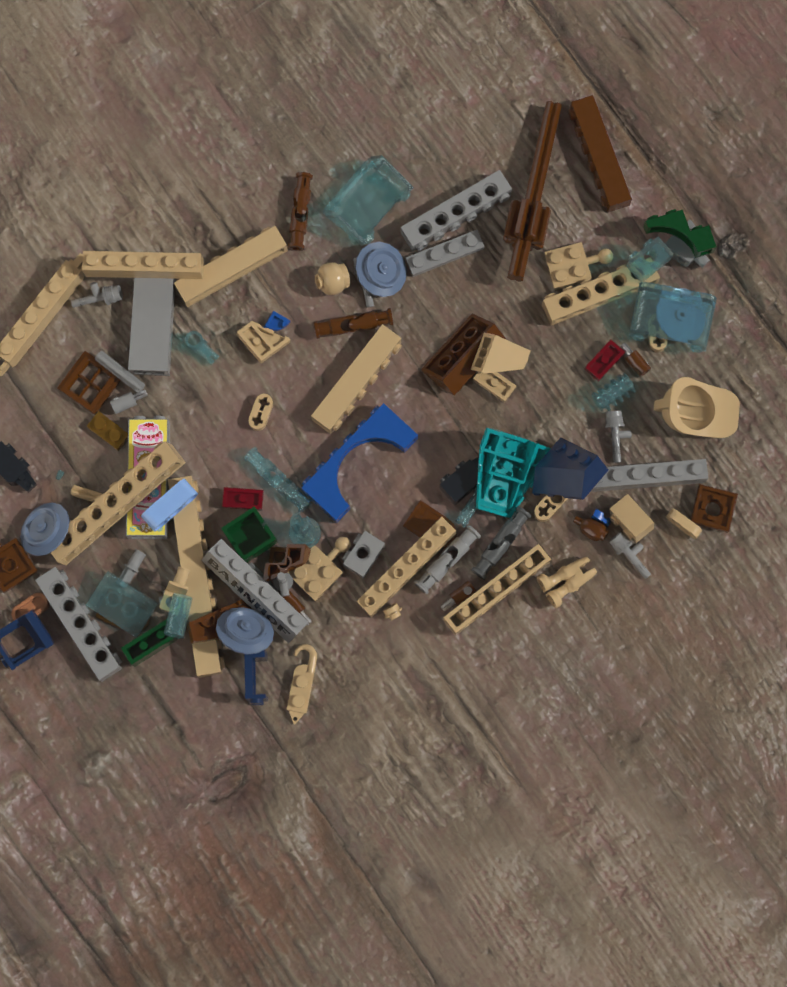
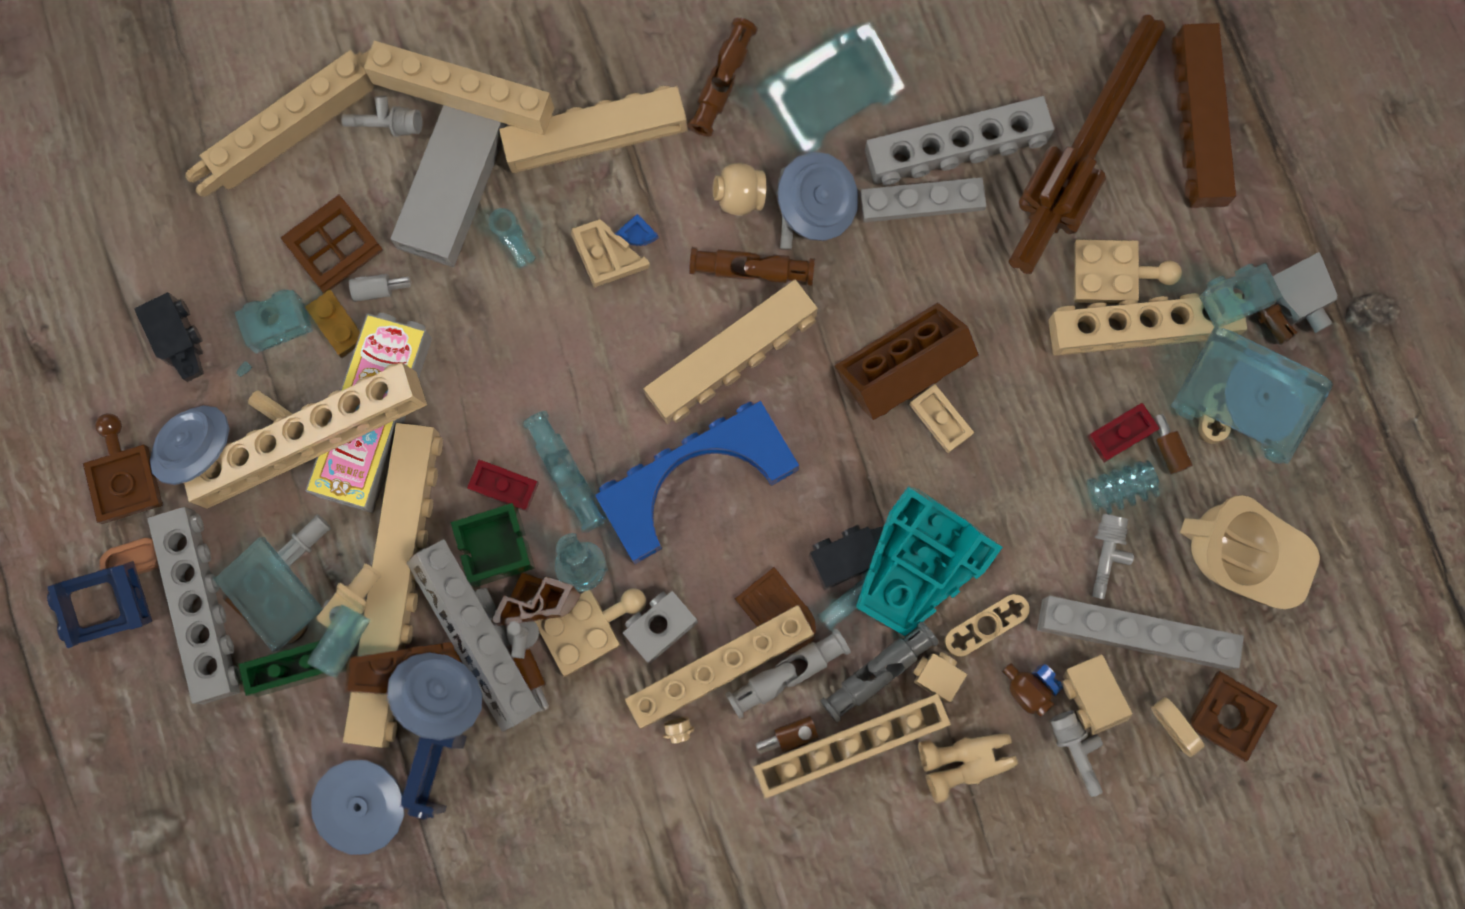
camera: 20 degrees right, 0 degrees up
(67, 450) = (292, 321): none -> clear light blue brick
(119, 371) = (379, 239): light grey axle -> none
(169, 505) = (383, 463): light blue beam -> none
(216, 711) = (357, 807): none -> sand blue piece
(256, 410) = (565, 357): tan beam -> none
(302, 684) = (503, 803): tan plate -> none
(499, 355) = (961, 378): tan slope -> none
(536, 534) = (939, 676): none -> tan brick
(568, 471) = (1018, 592): dark blue wedge -> none
(674, 222) = (1326, 287): dark green arch -> none
(677, 268) = (1277, 323): none -> reddish brown pin

